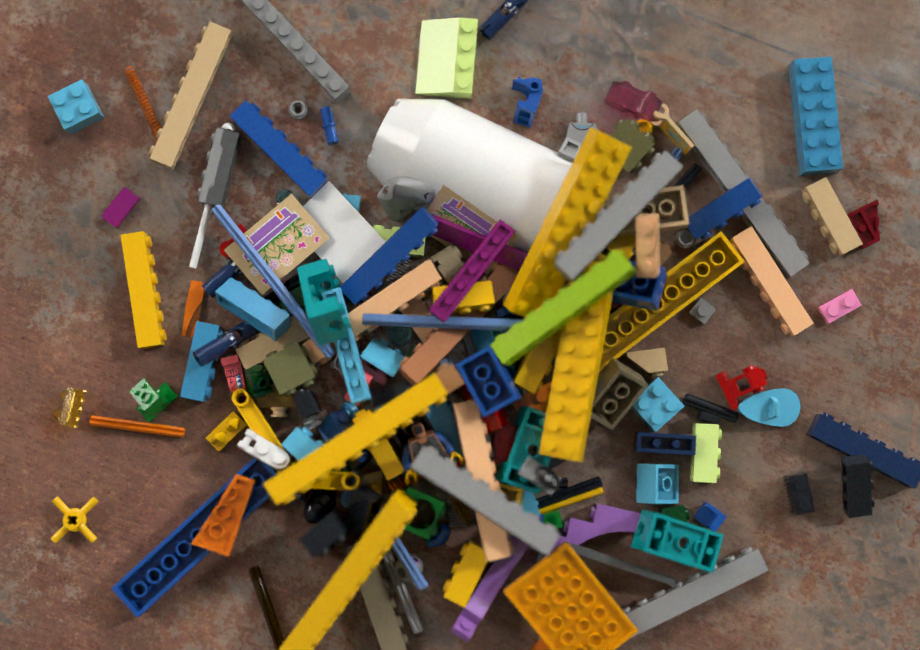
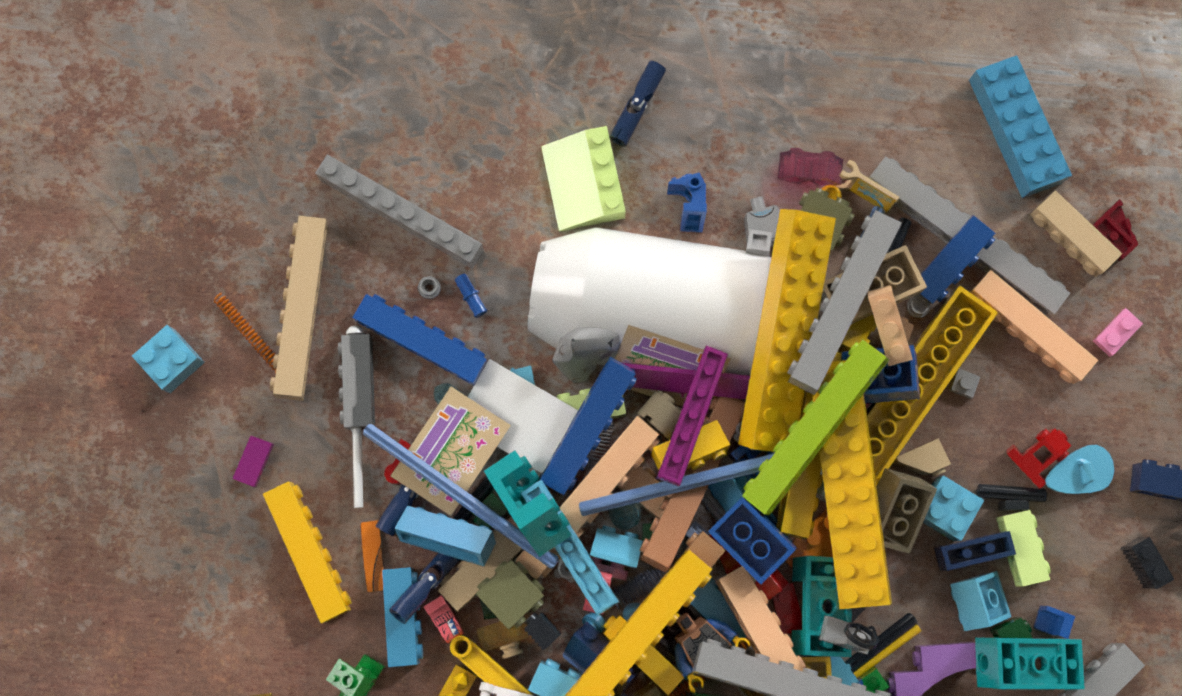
camera: 15 degrees left, 5 degrees down
(258, 380) = (475, 619): dark green brick -> none
(314, 421) = (556, 649): light grey plate -> none

